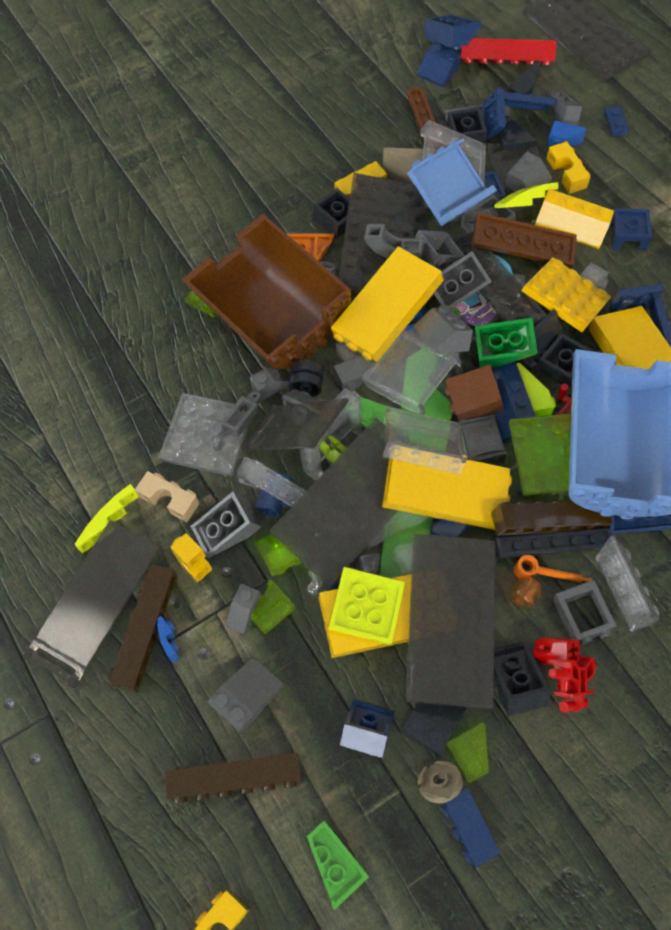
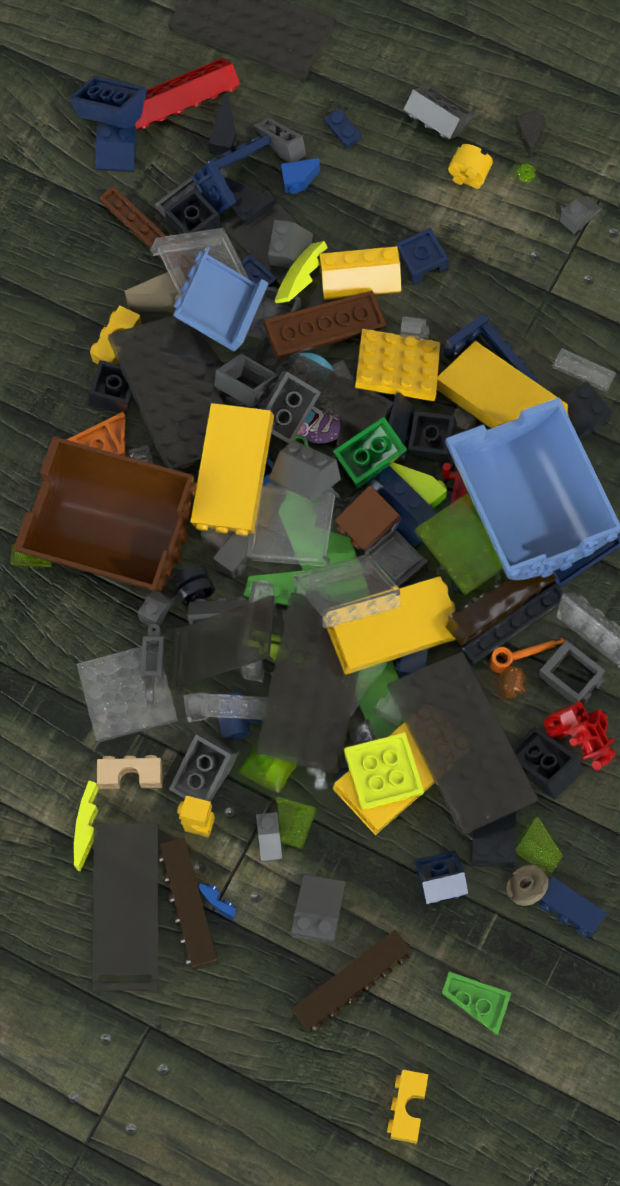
camera: 30 degrees left, 5 degrees up
(385, 243) = (198, 402): dark grey arch -> none
(563, 157) = (311, 201): yellow arch -> none

